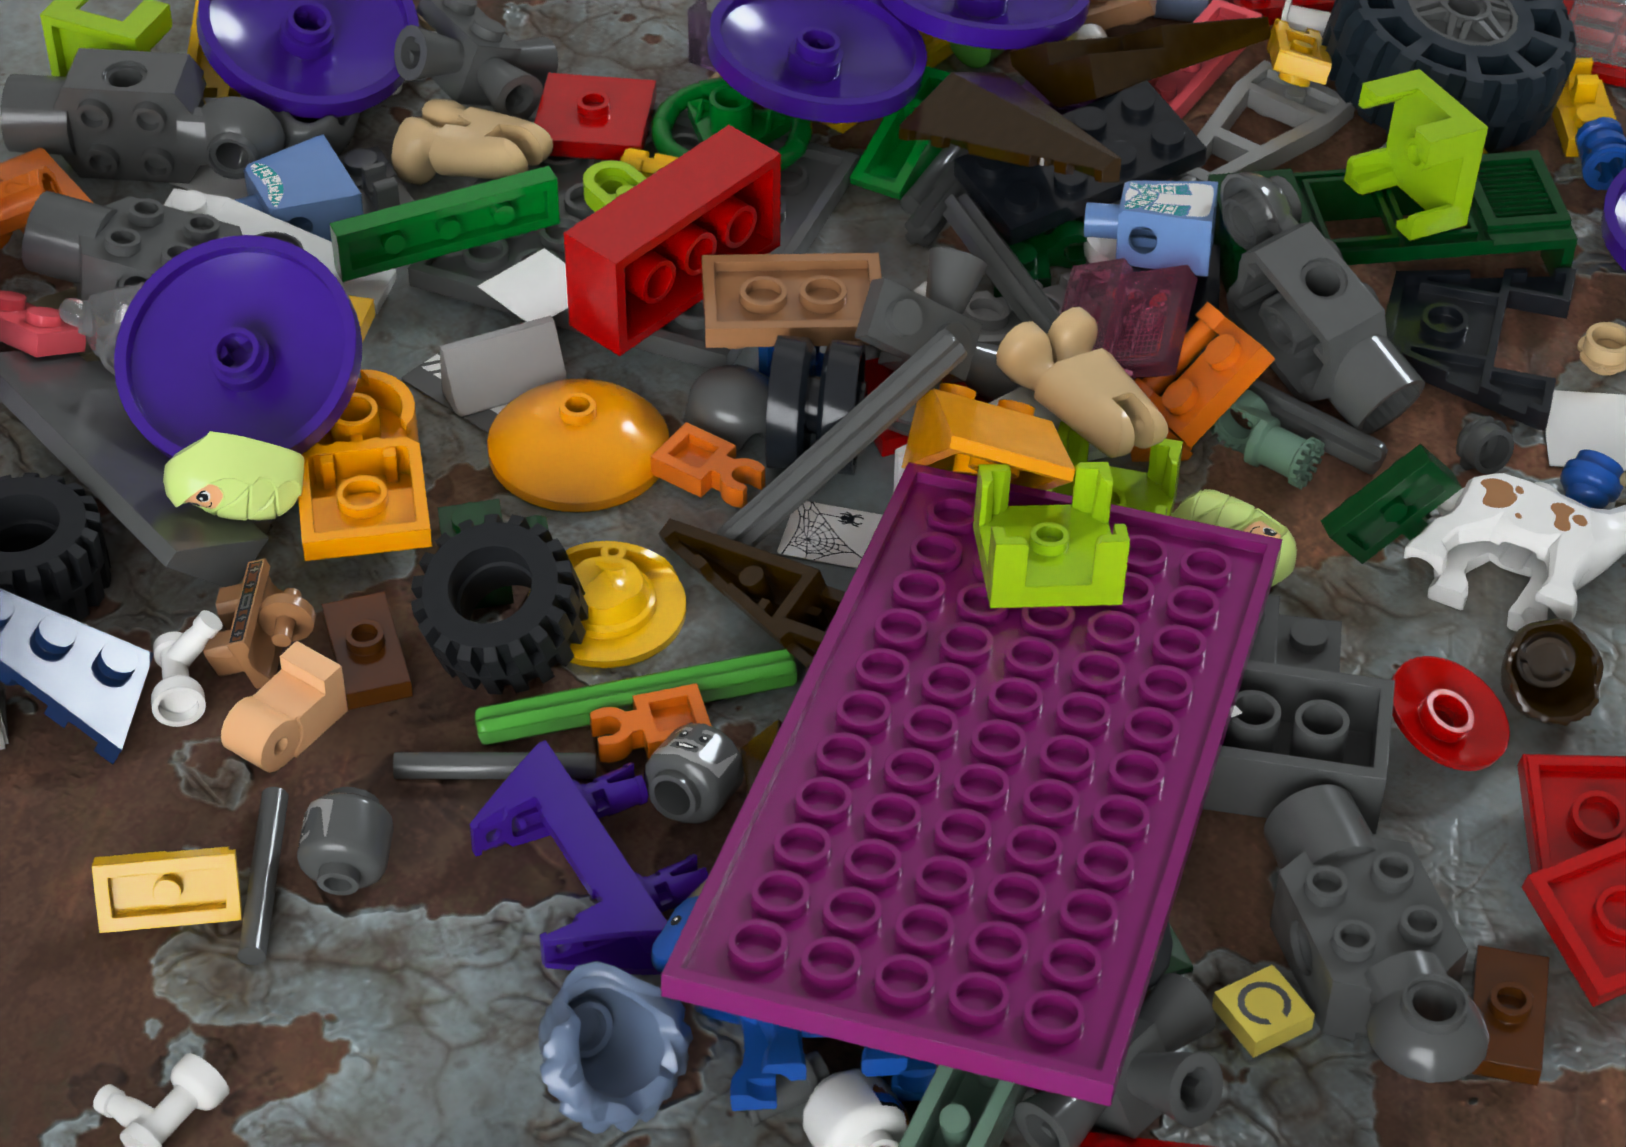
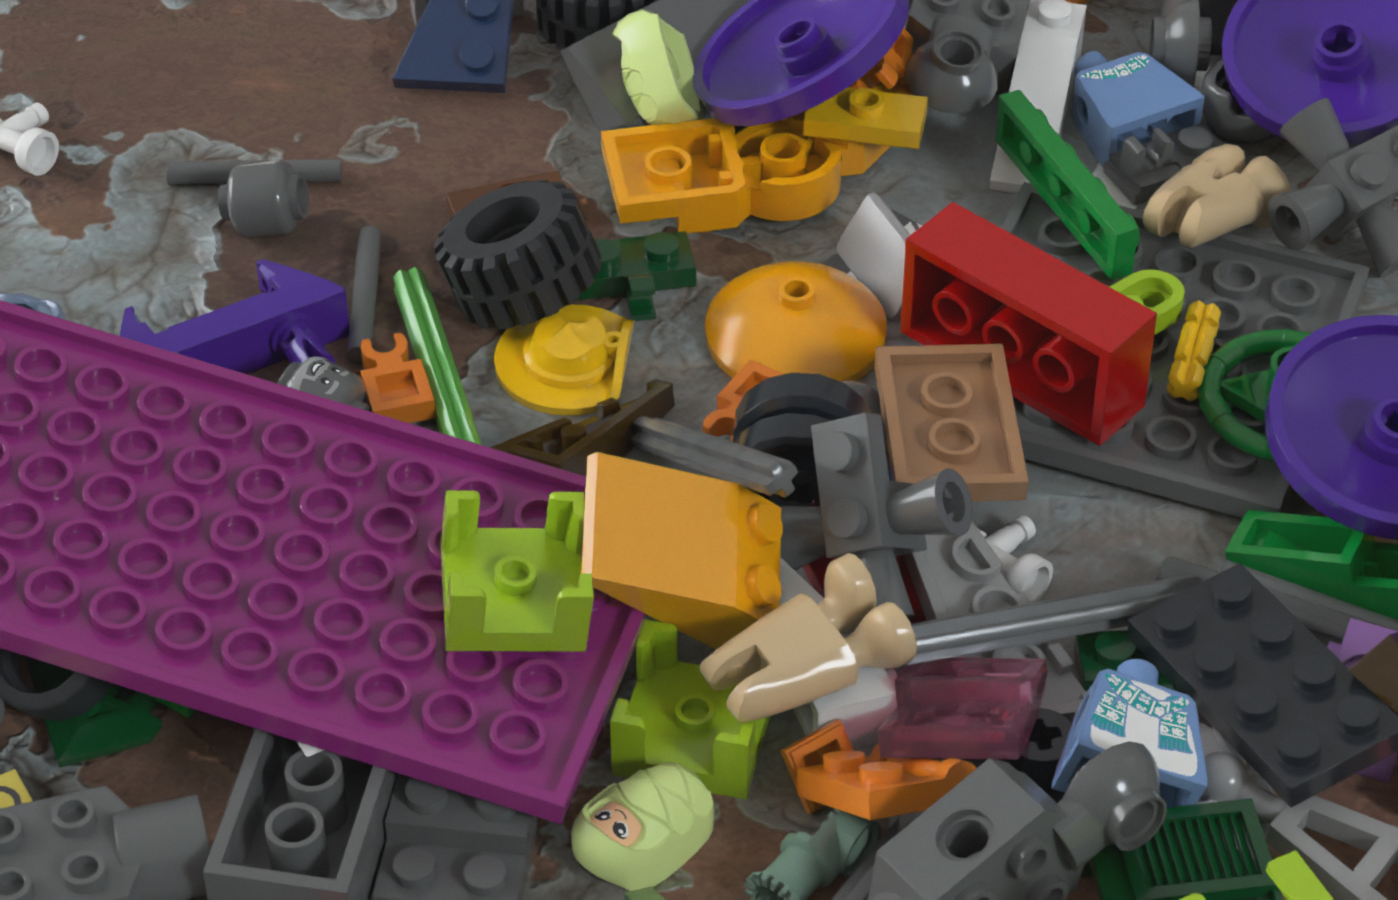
camera: 90 degrees right, 0 degrees up
(166, 889) = (227, 117): yellow plate -> none
(179, 698) = (451, 100): white piece -> none
(258, 625) = (527, 133): medium nougat hips -> none
(287, 710) = (423, 159): light nougat leg -> none
(596, 114) = (1285, 285): red plate -> none
(1007, 124) = (1275, 571): dark brown wedge -> none

